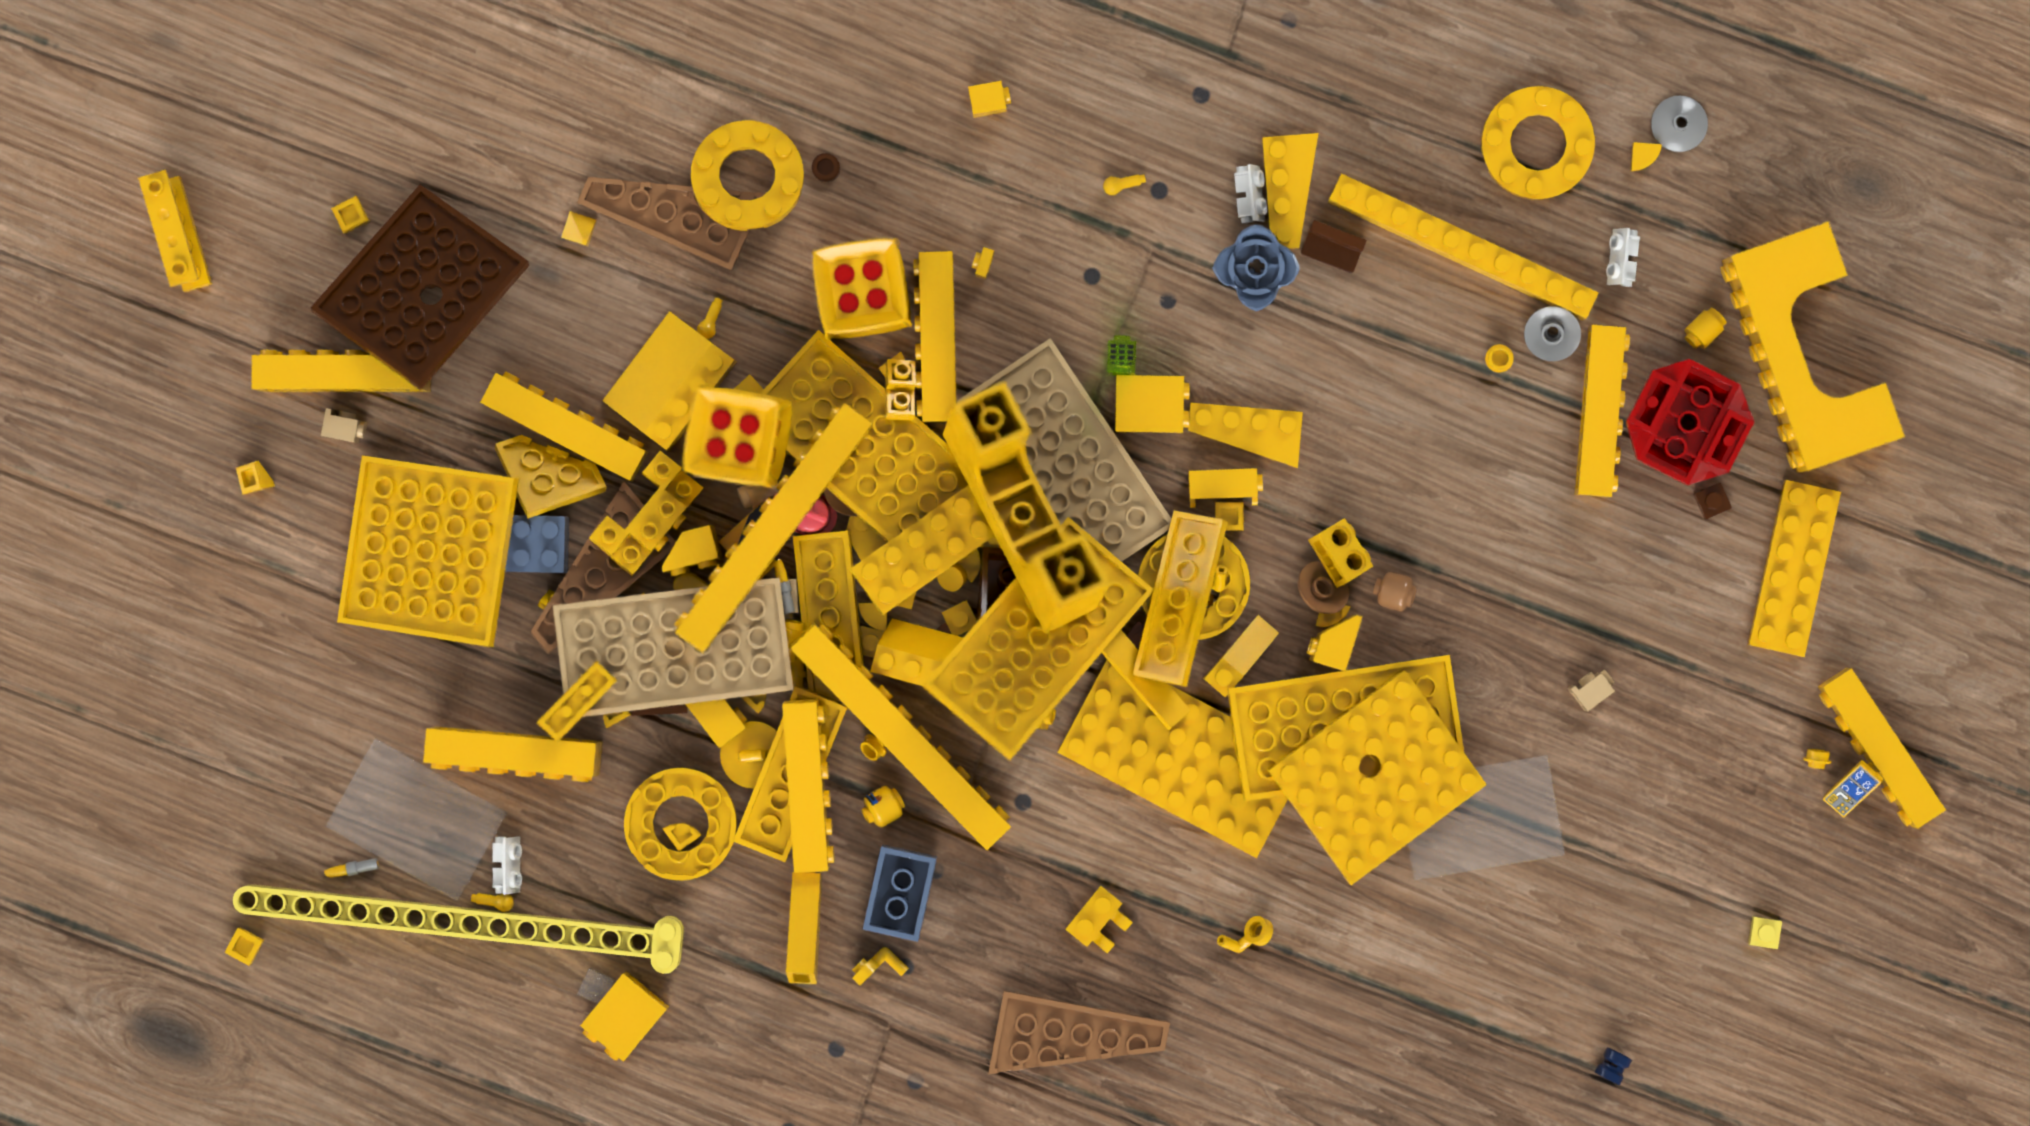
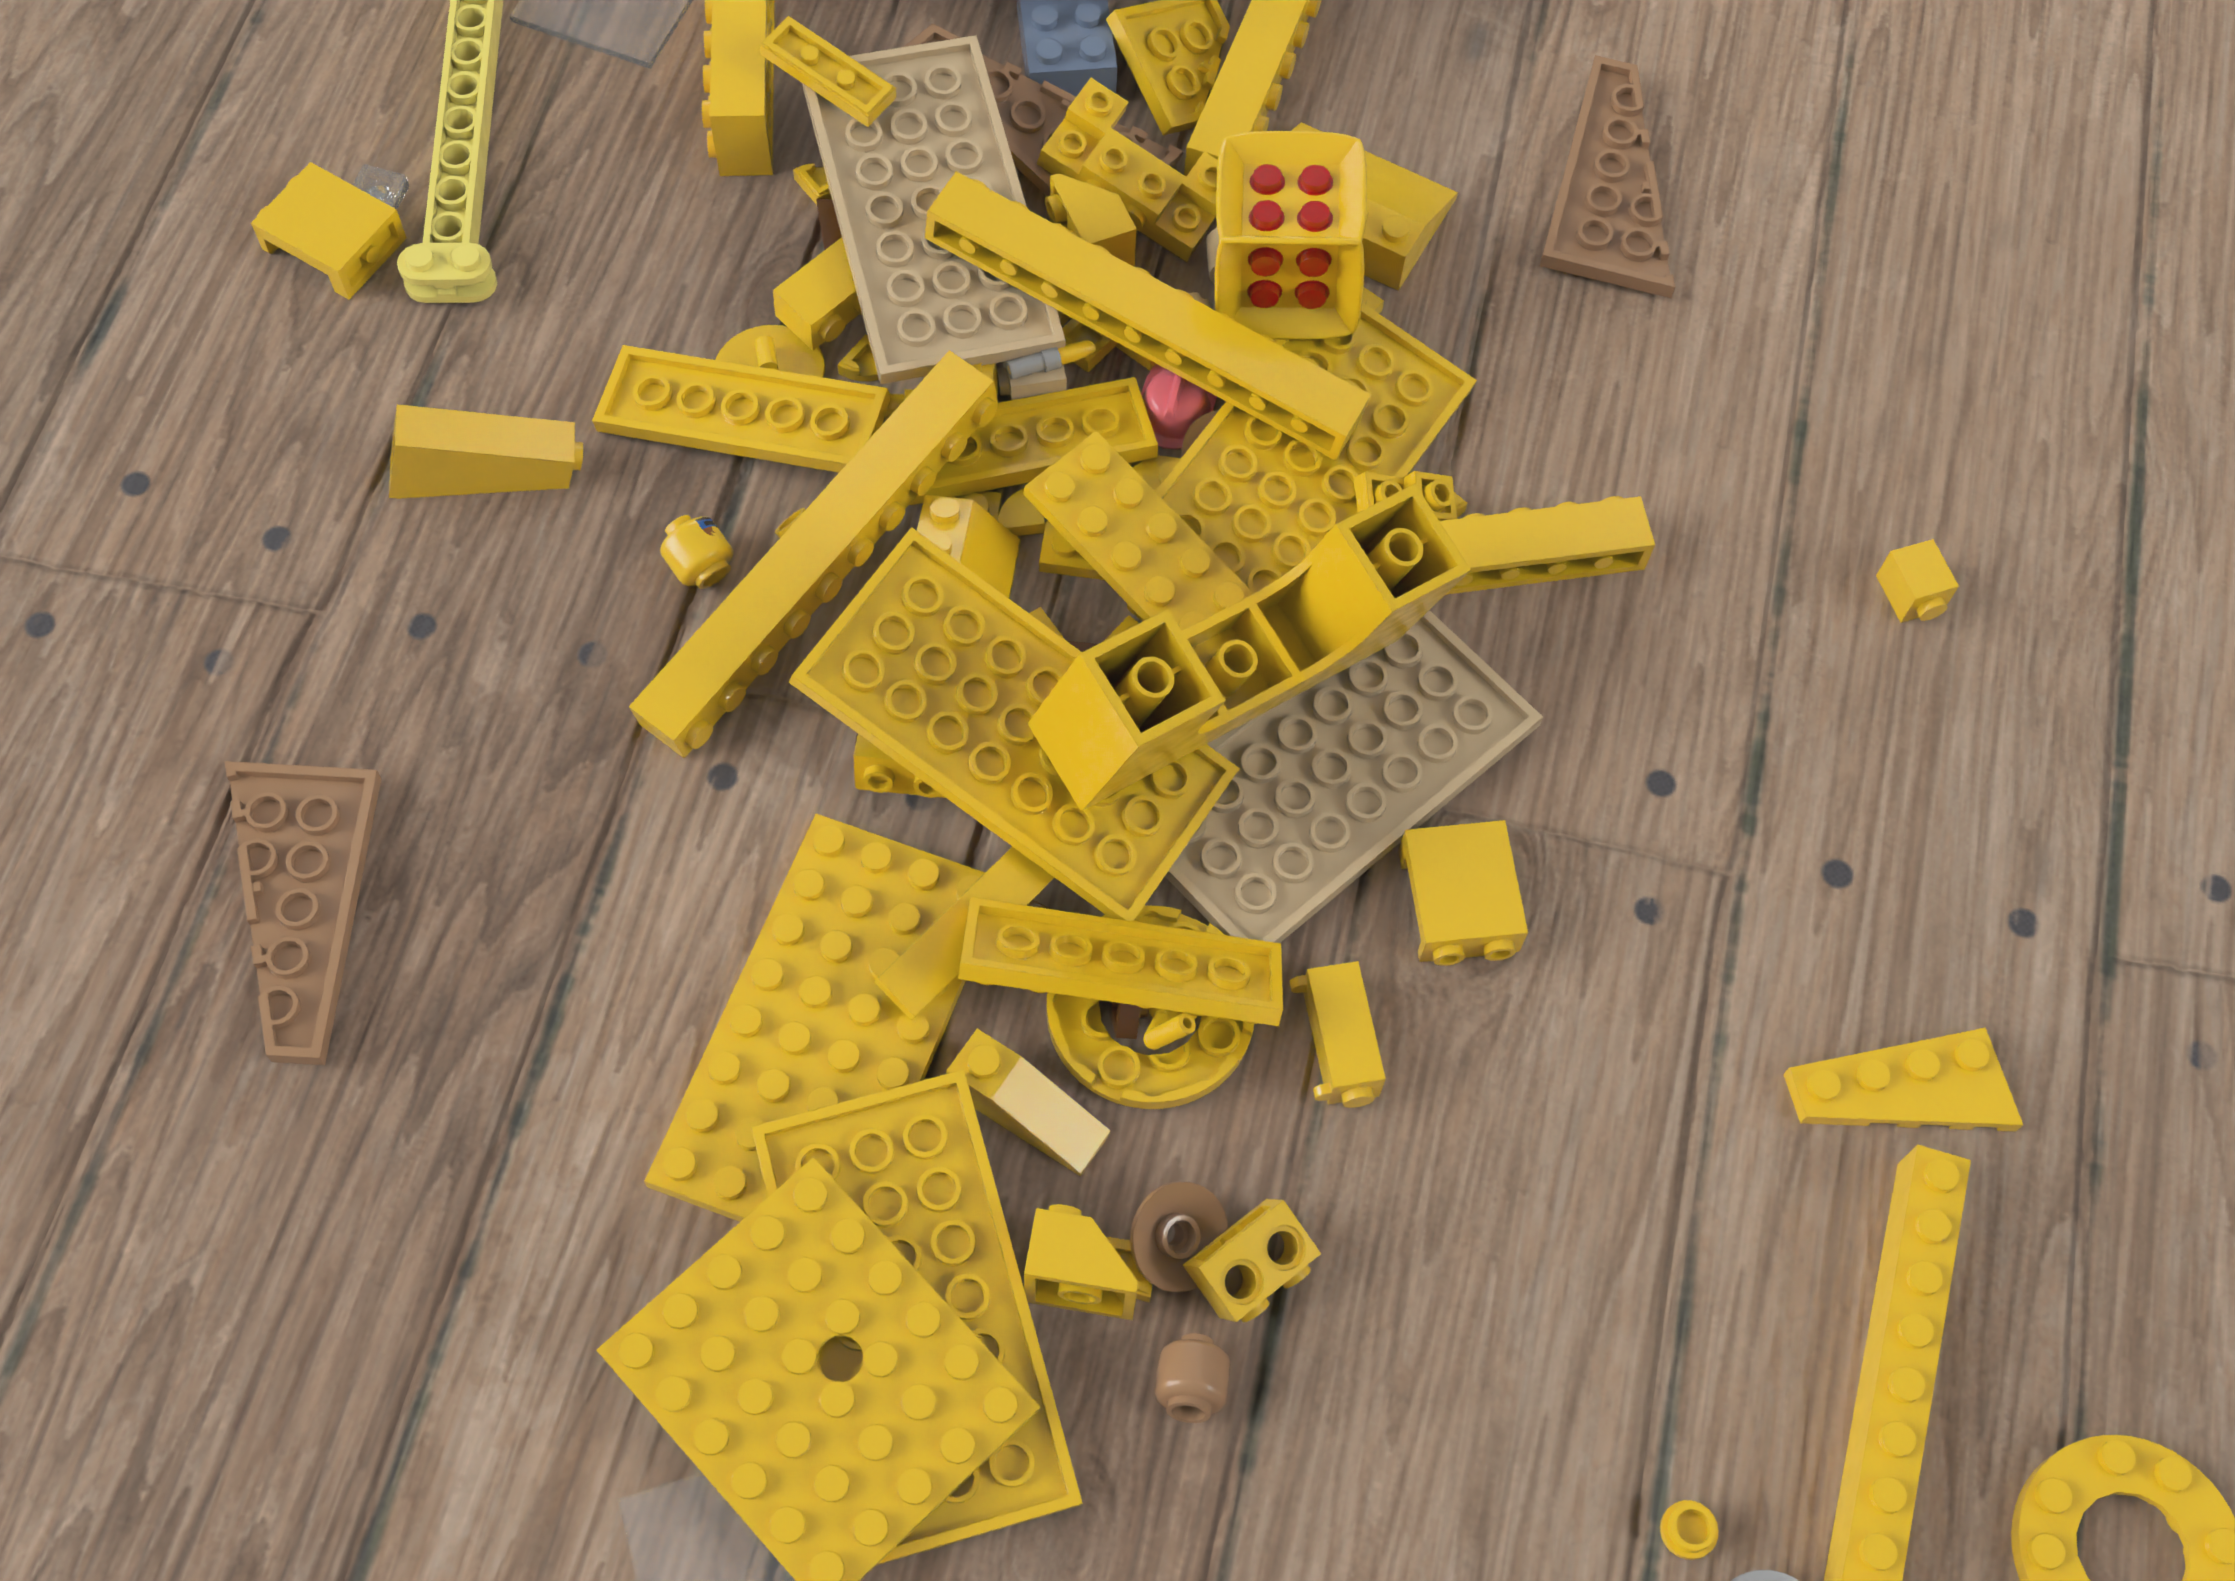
camera: 80 degrees right, 25 degrees down
(502, 902) = (509, 66): yellow piece -> none
(508, 878) = (567, 68): white hinge -> none
(579, 228) = (1553, 73): yellow slope -> none
(640, 827) = (640, 224): yellow plate -> none
(681, 834) = (629, 285): yellow tile -> none
(707, 326) = (1445, 239): yellow piece -> none
(747, 213) = (1666, 299): yellow plate -> none
(807, 785) = (720, 417): yellow brick -> none
(826, 167) = (1735, 373): reddish brown tile -> none
(861, 288) = (1564, 406): yellow piece -> none
(865, 969) = (412, 558): yellow plate -> none
(900, 893) = (546, 586): sand blue brick -> none
(953, 578) = (1104, 615): yellow tile -> none
(982, 262) = (1644, 605): yellow plate -> none
(1093, 918) = (520, 911): yellow plate -> none
(1114, 185) = (1829, 793): yellow piece -> none
(1121, 356) = (1537, 827): clear neon green slope -> none
(1232, 513) = (1284, 1057): yellow tile -> none
(1251, 181) = (1896, 1019): white hinge -> none
(1255, 430) = (1451, 1089): yellow wing -> none
(1256, 288) = (1749, 999): sand blue brick -> none
(1256, 932) = (497, 1199): yellow plate -> none
(1333, 246) = (1824, 1180): reddish brown panel -> none

